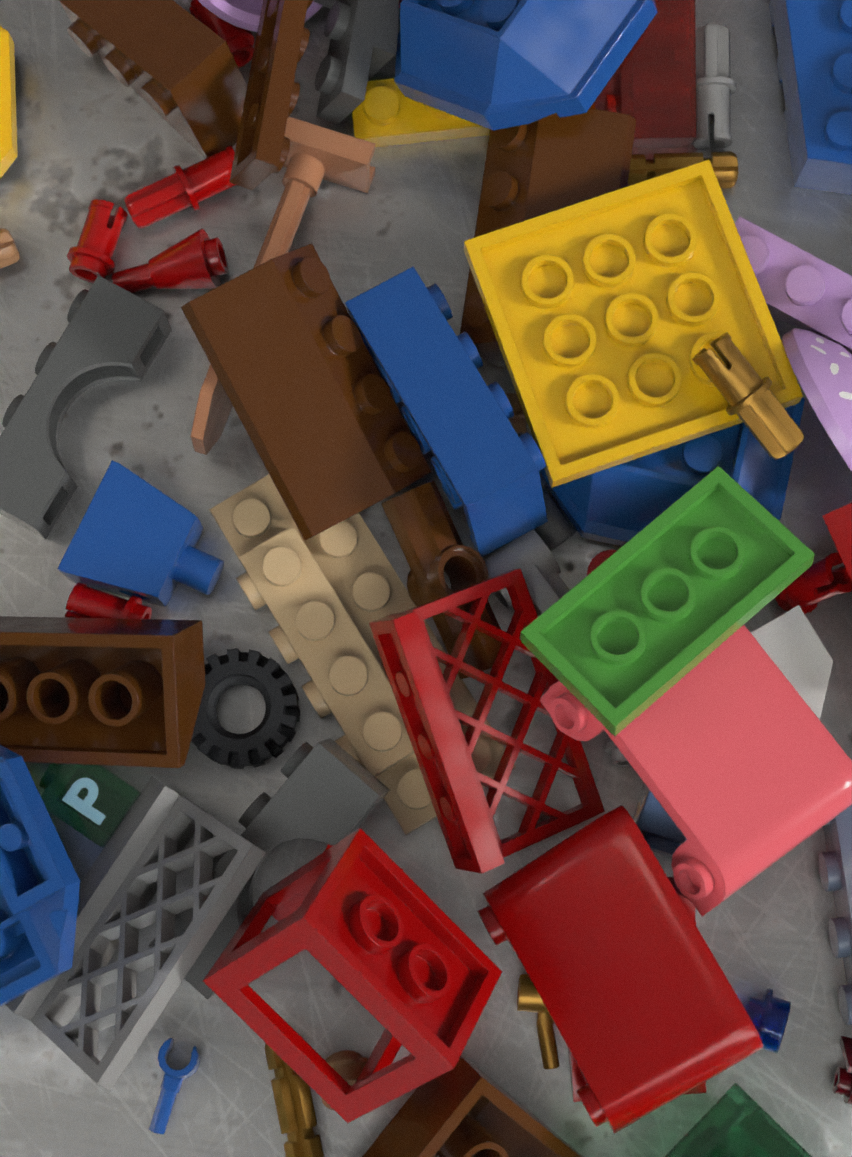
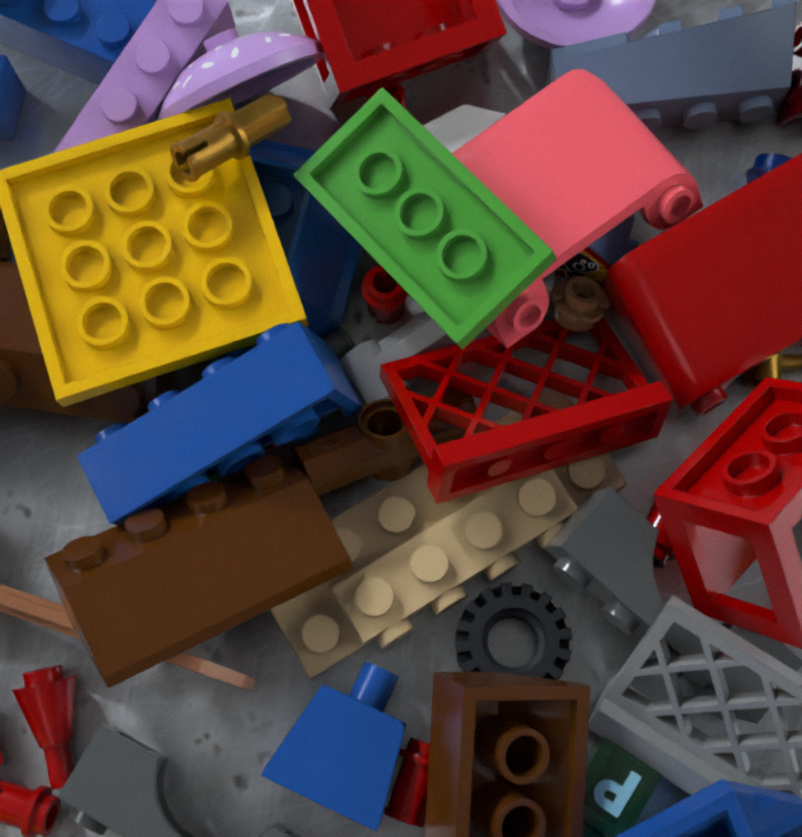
camera: 90 degrees left, 5 degrees down
(589, 781) = (579, 303): none -> medium nougat plate

